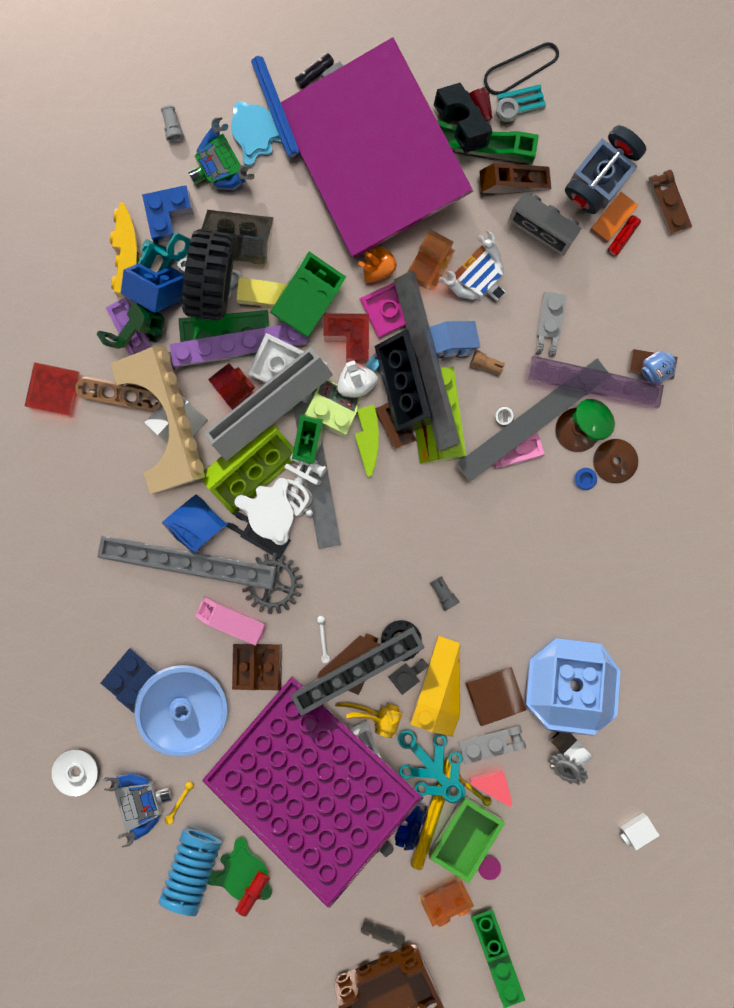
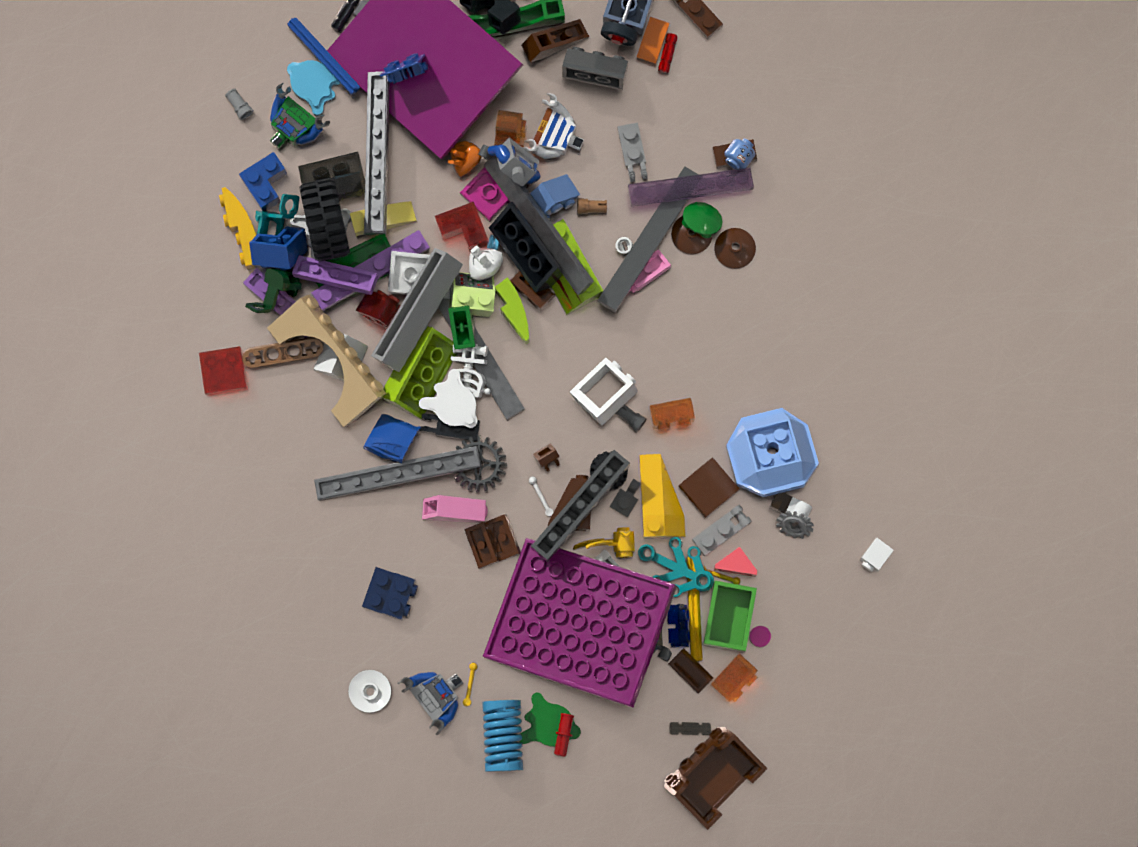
camera: 15 degrees left, 5 degrees down
(180, 711) = (441, 601): light blue dish -> none
(199, 336) = (335, 275): none -> medium lavender plate
(289, 226) = (376, 154): none -> flat silver tile
(307, 294) = (414, 204): green slope -> none
(343, 149) = (396, 68): none -> blue hinge
(344, 601) = (546, 456): none -> reddish brown tile
(406, 876) = (690, 670): none -> reddish brown tile
(425, 288) = (514, 162): none -> torso
(434, 575) = (614, 403): none -> white window
(487, 607) = (671, 414): none -> clear orange brick
(498, 958) = (796, 709): green slope -> none
(585, 479) = (714, 273): blue tile -> none

